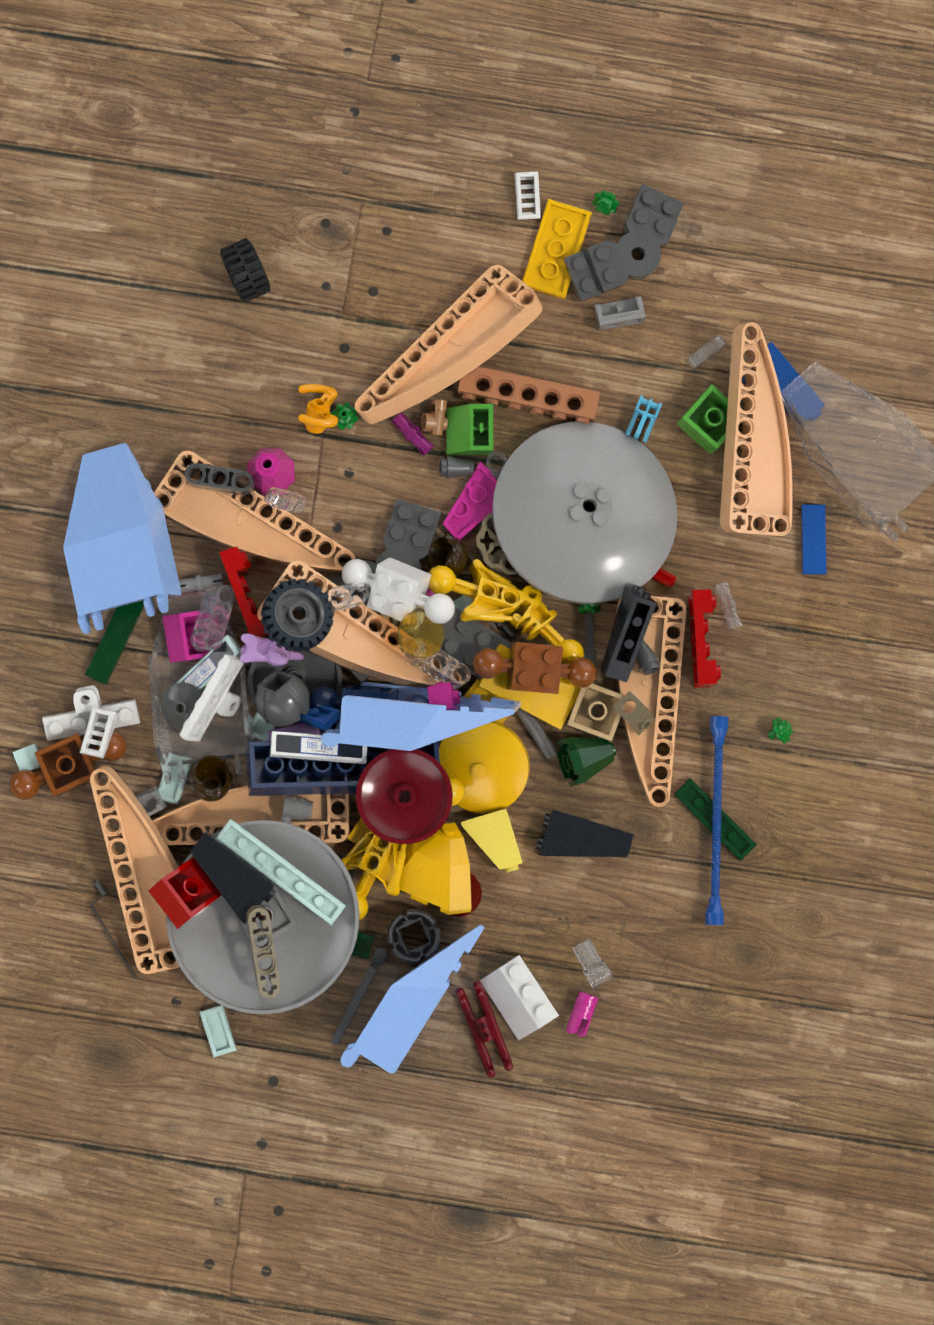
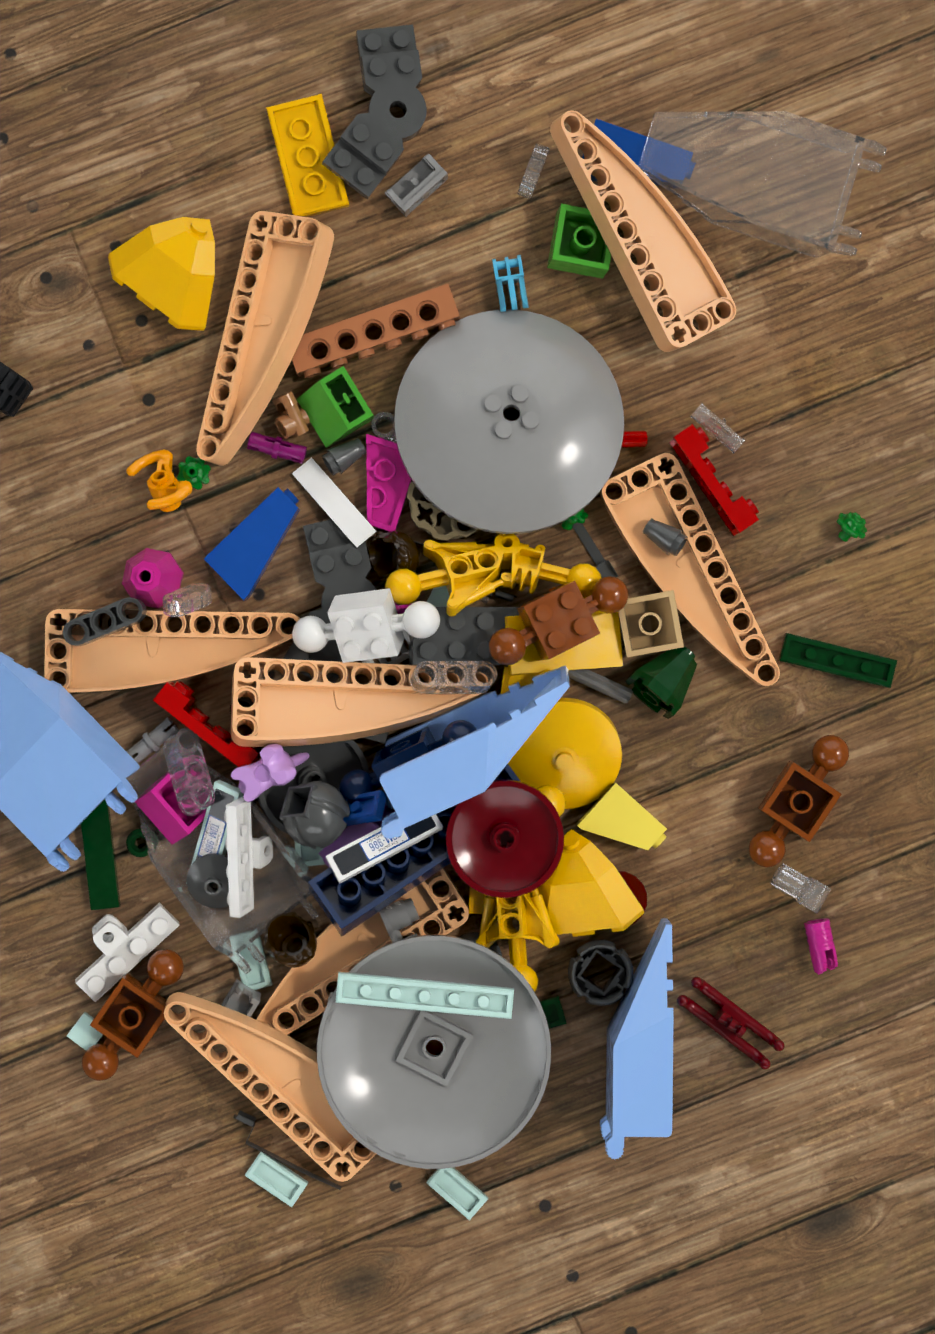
camera: 30 degrees left, 5 degrees up
(96, 944) = (276, 1178): none -> light aqua tile
(111, 718) = (154, 961): white slope -> none
(141, 648) = (132, 846): none -> dark green plate
(185, 892) = (339, 1078): red slope -> none
(233, 876) = (379, 1031): black slope -> none
(260, 952) = (457, 1090): dark tan beam -> none
(287, 630) = (283, 697): wheel -> none
(349, 601) = (310, 660): clear beam -> none
(355, 489) = (253, 543): none -> blue slope
(377, 960) = (576, 1018): dark grey piece -> none
(414, 268) = (170, 269): none -> yellow brick
(419, 635) = (417, 660): clear yellow dish -> none
(429, 495) = (334, 502): none -> white sticker
(444, 694) = (482, 709): dark pink brick -> none
(519, 997) = (746, 967): white slope -> none
(535, 186) = (227, 97): white slope -> none
(579, 837) = (710, 765): black slope -> none
(605, 202) = (329, 74): green plant -> none
(627, 900) = (799, 801): none -> dark orange brick
(628, 632) = (632, 522): black slope -> none
(640, 718) = (699, 606): dark tan bracket -> none
(714, 913) = (895, 757): blue hose -> none
(813, 539) = (765, 303): blue tile -> none

